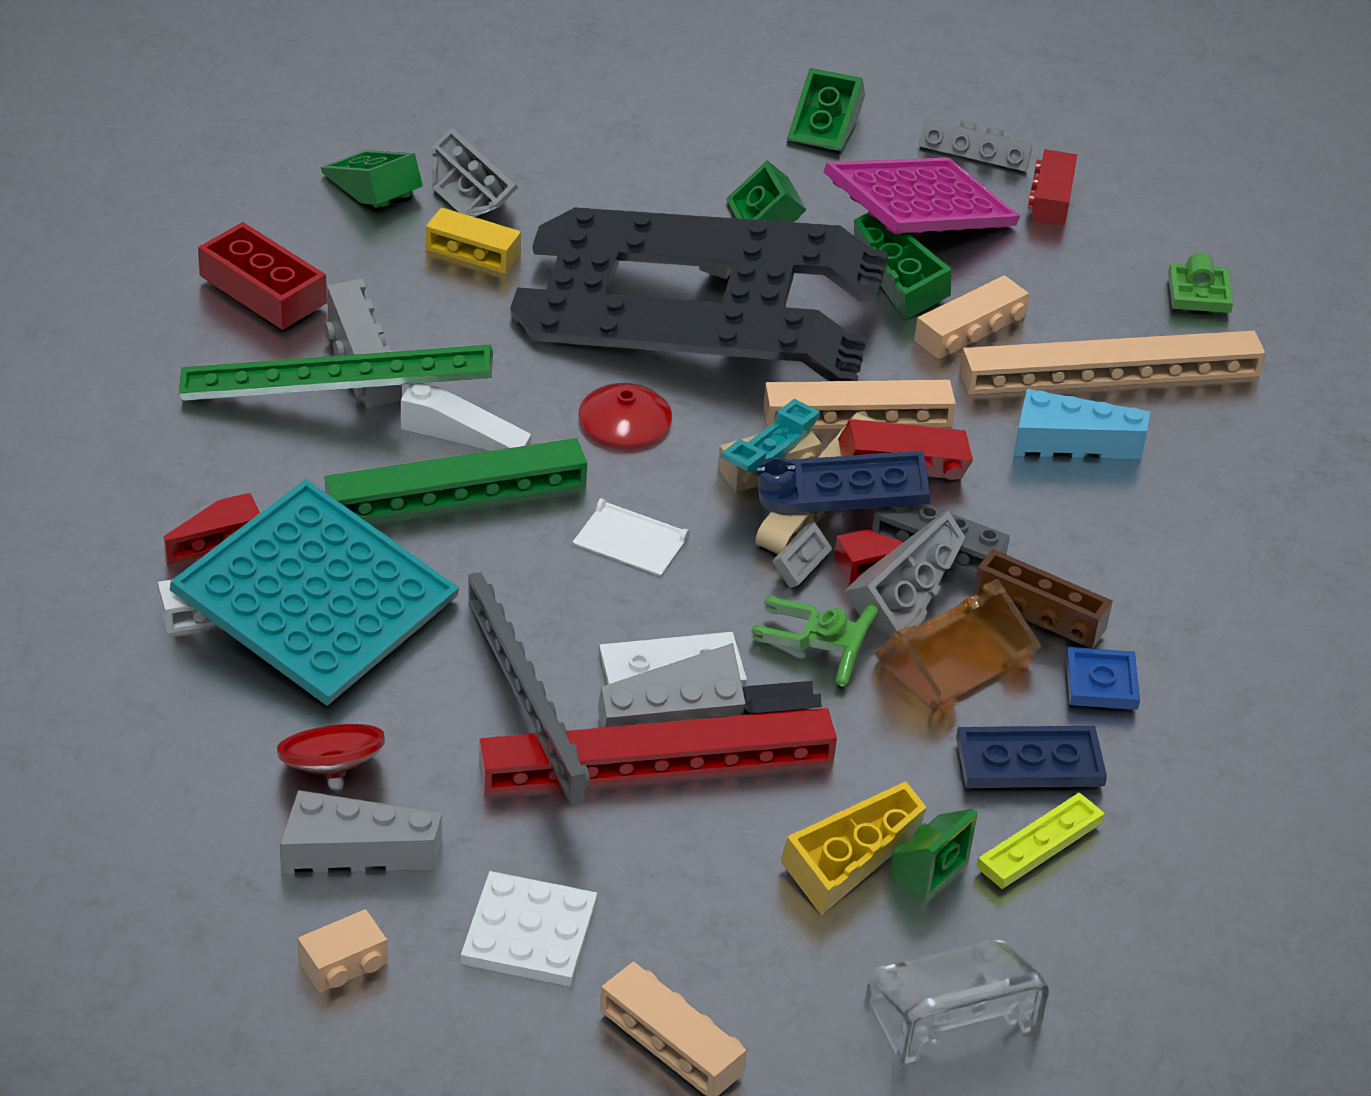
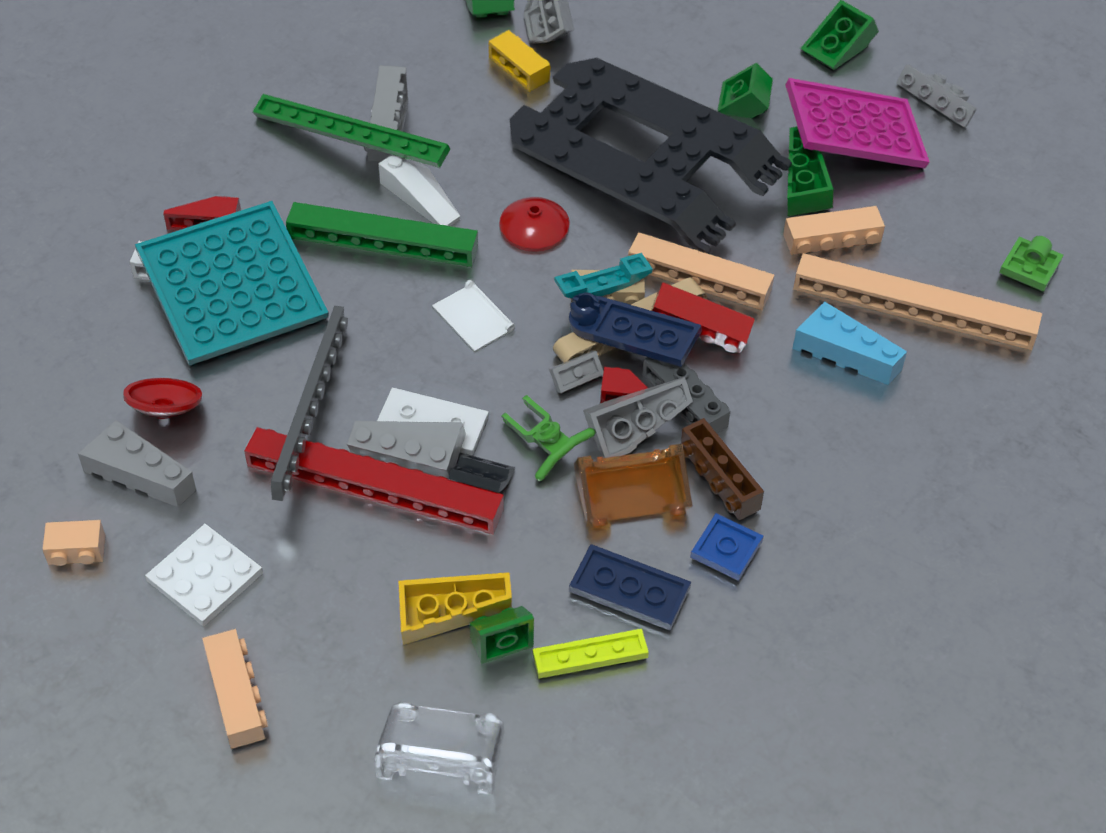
camera: 30 degrees right, 10 degrees up
(262, 275) = (358, 42): red brick -> none
(1052, 187) = (972, 146): red brick -> none

